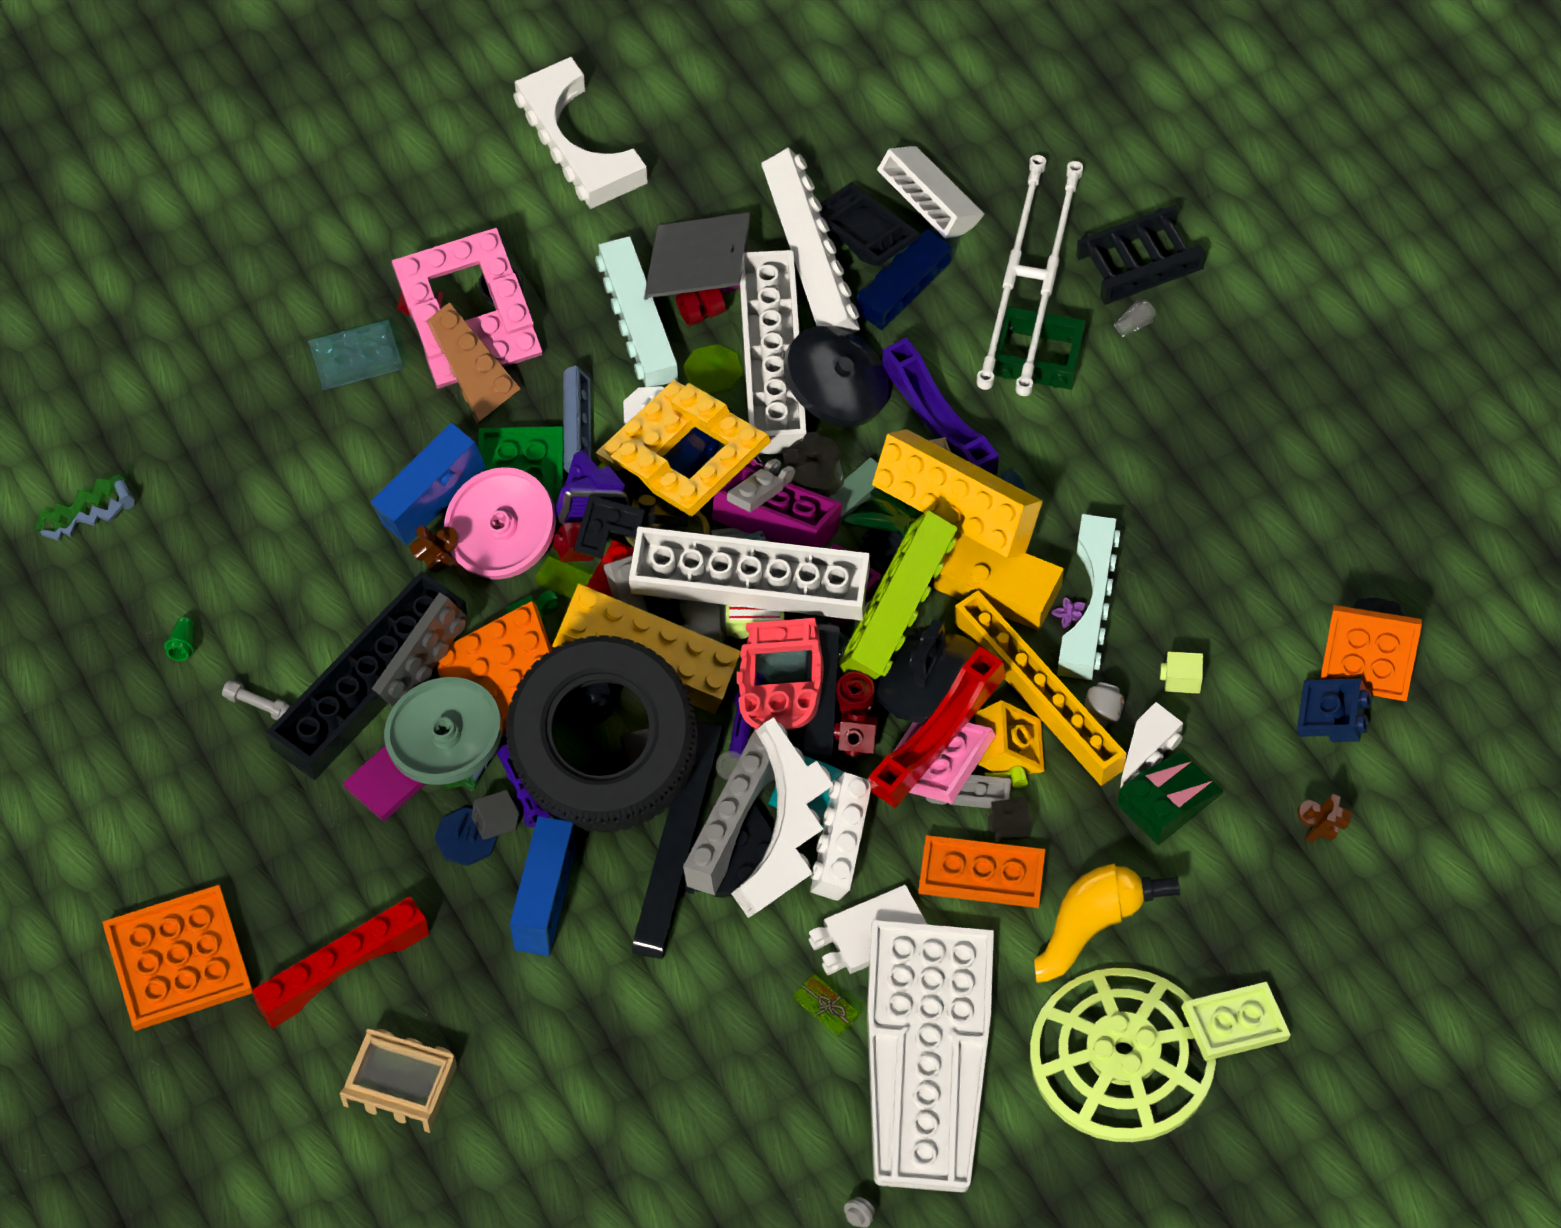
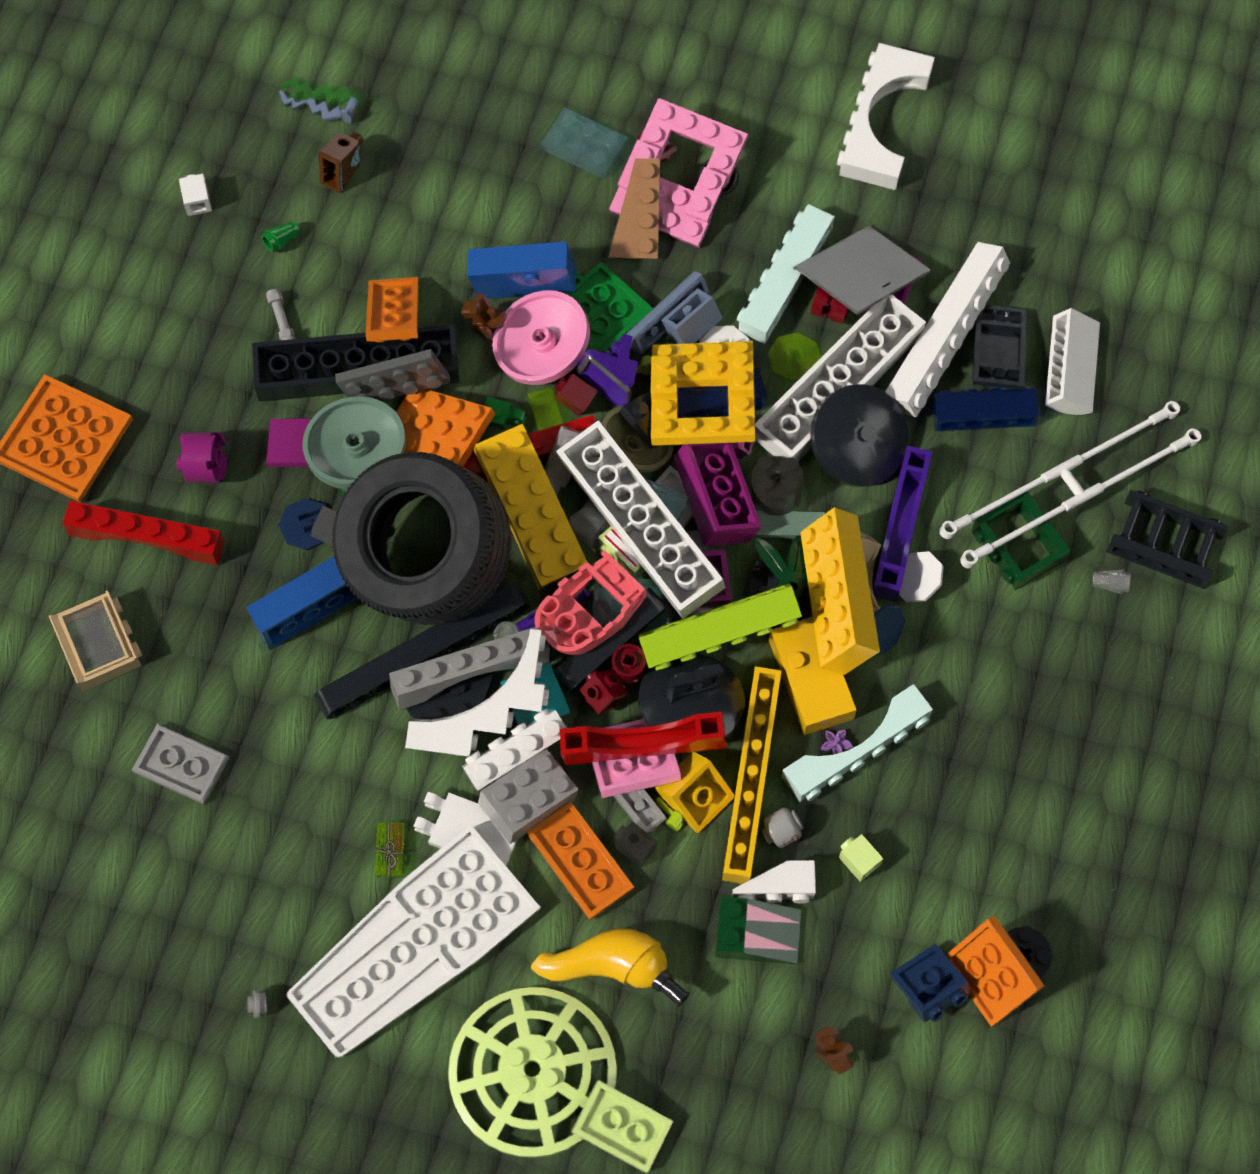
camera: 45 degrees right, 10 degrees up
(66, 670) = (195, 194): none -> white brick
(164, 524) = (339, 160): none -> reddish brown torso
(324, 858) = (202, 457): none -> magenta brick
(354, 604) = (392, 309): none -> orange plate
(580, 1105) = (180, 764): none -> light grey tile
(602, 518) = (593, 394): black plate -> none
(604, 405) = (692, 318): none -> sand blue brick
(761, 486) = (718, 466): light grey hinge -> none
(890, 860) = (527, 795): none -> light grey brick
(1001, 433) = (921, 577): none -> white piece

